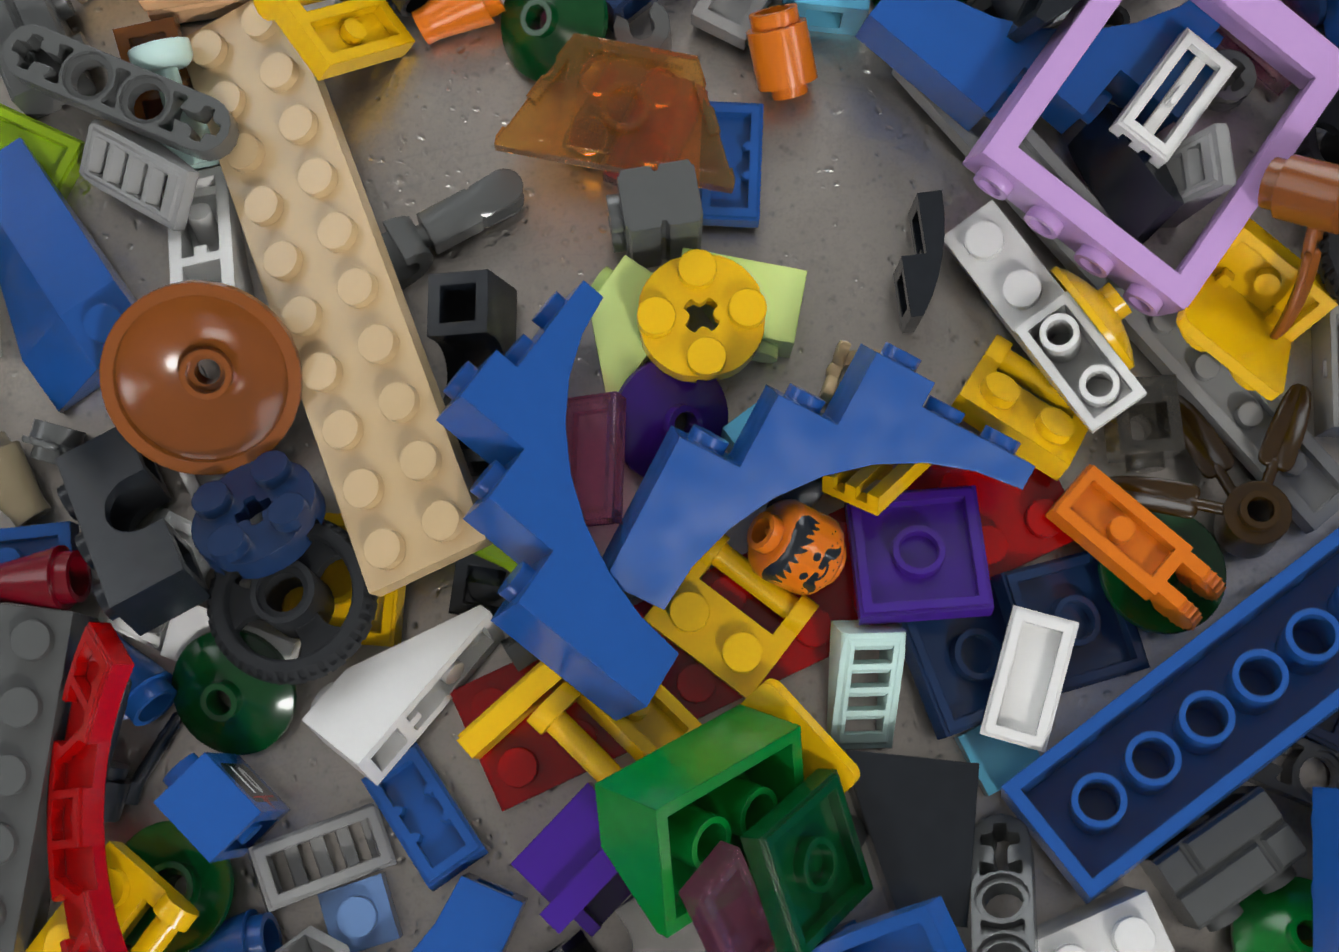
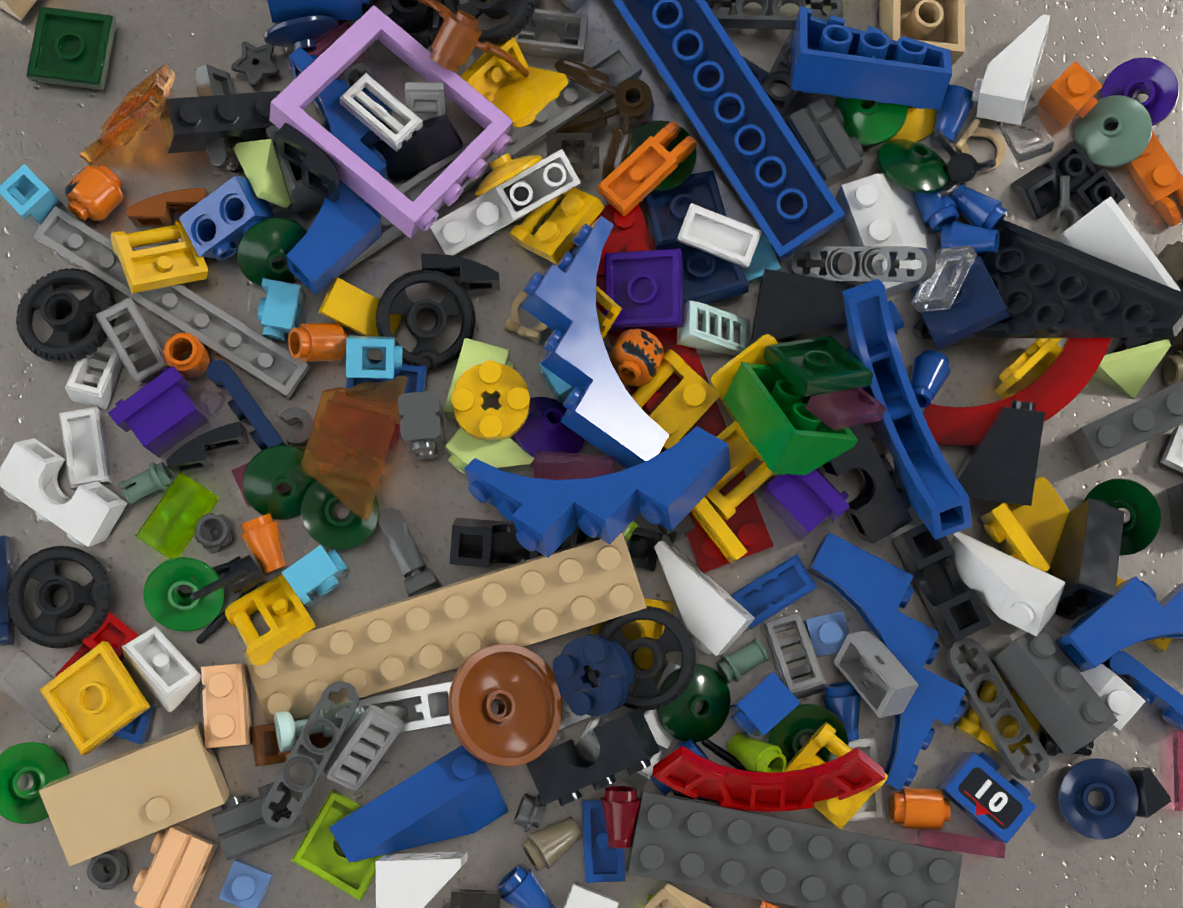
camera: 90 degrees left, 0 degrees up
(129, 807) = (756, 754): none -> lime cone
(306, 768) = (742, 661): none -> sand green pin
(410, 82) = (315, 574): none -> medium azure brick
(490, 100) = (327, 528): none -> dark green dish
(746, 110) = (357, 358): none -> medium azure brick
(836, 111) = (354, 308): none -> yellow tile
(858, 160) = (456, 302): none -> black wheel

